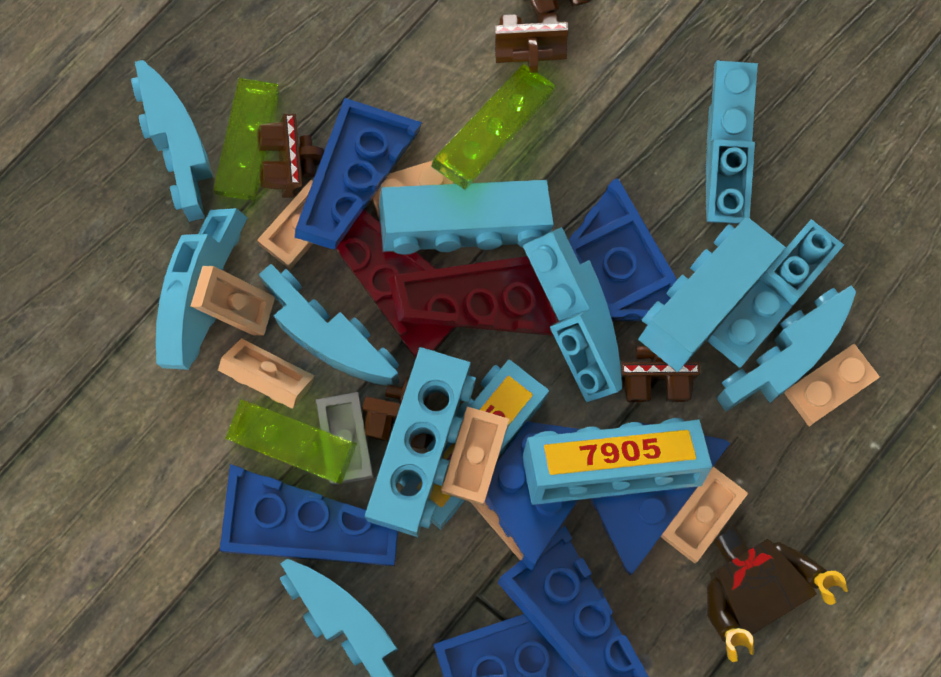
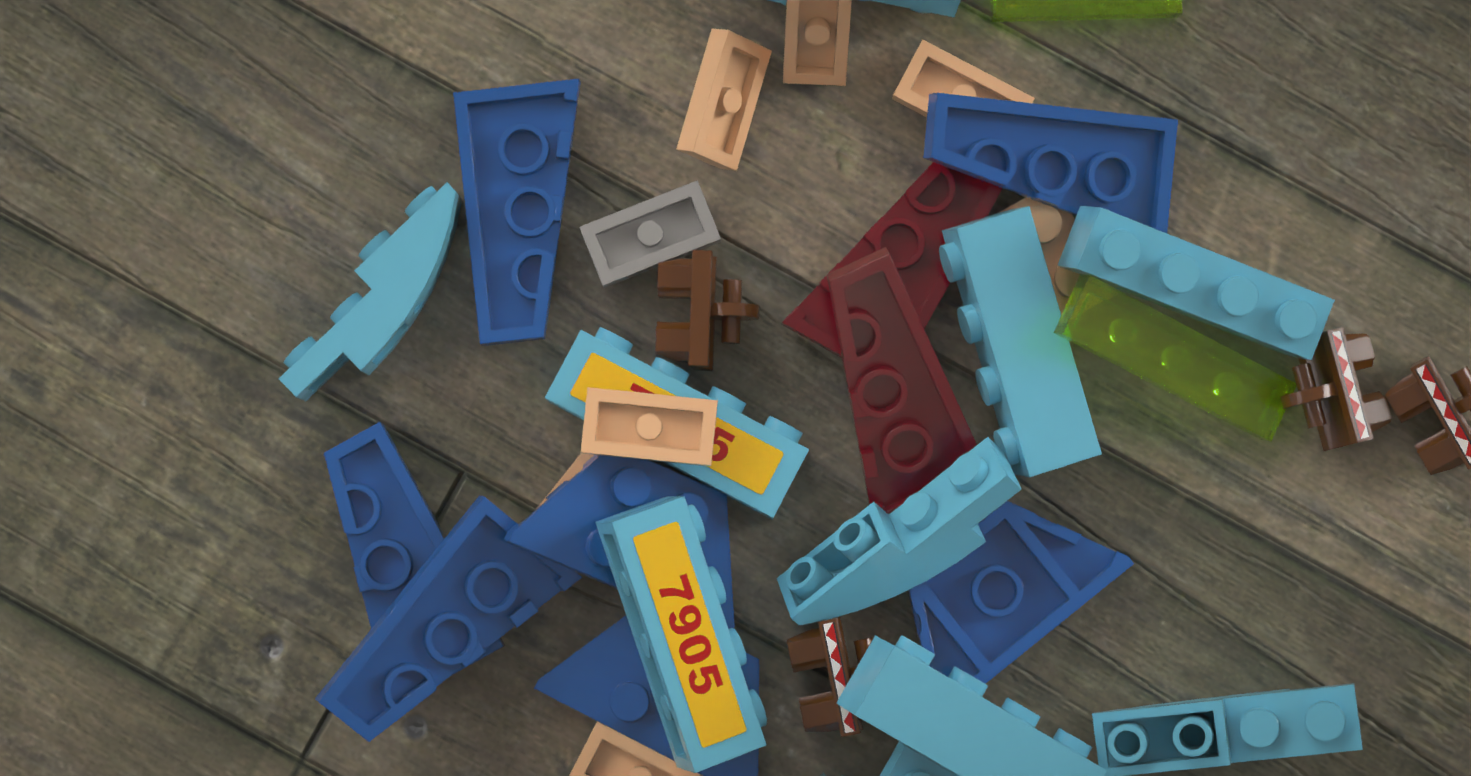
camera: 80 degrees right, 10 degrees up
(287, 171) = (1037, 59): reddish brown hips -> none
(291, 441) = (629, 158): clear neon green tile -> none
(338, 342) = (789, 194): medium azure slope -> none
(430, 374) = (554, 314): medium azure brick -> none
(448, 103) = (1196, 282): none -> medium azure brick

